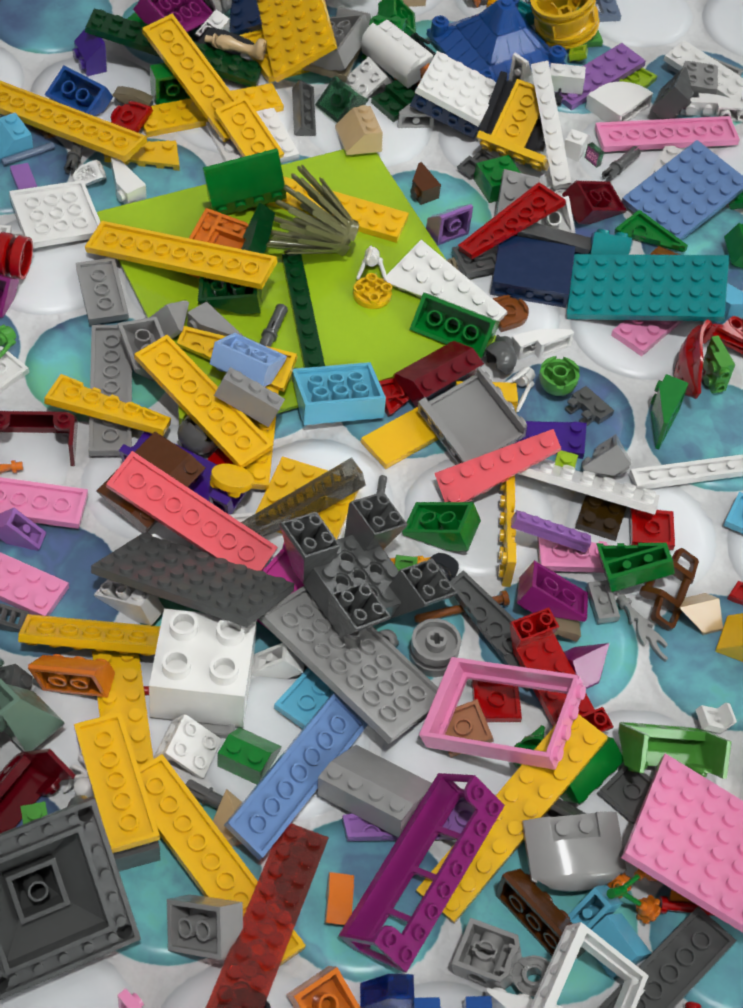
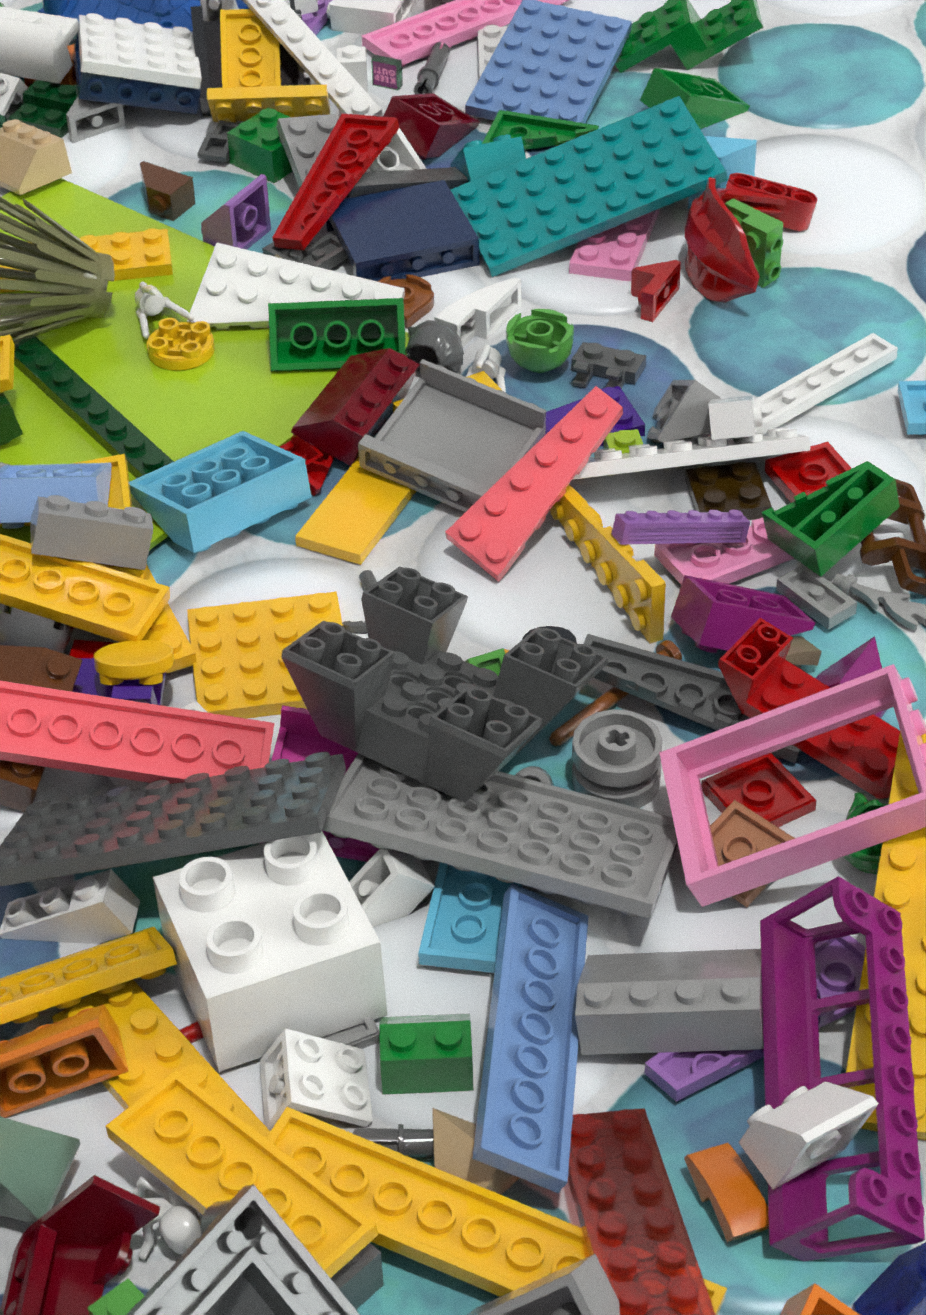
camera: 20 degrees left, 10 degrees down
(269, 334) = (55, 437): dark grey pin -> none
(310, 498) = (257, 665): clear smoke slope -> none
(381, 891) = (804, 1130): none -> white slope
(443, 524) = (511, 593): green slope -> none
(624, 476) = (734, 417): none -> white brick
(648, 368) = (655, 286): none -> red slope
(666, 406) = (720, 318): green slope -> none

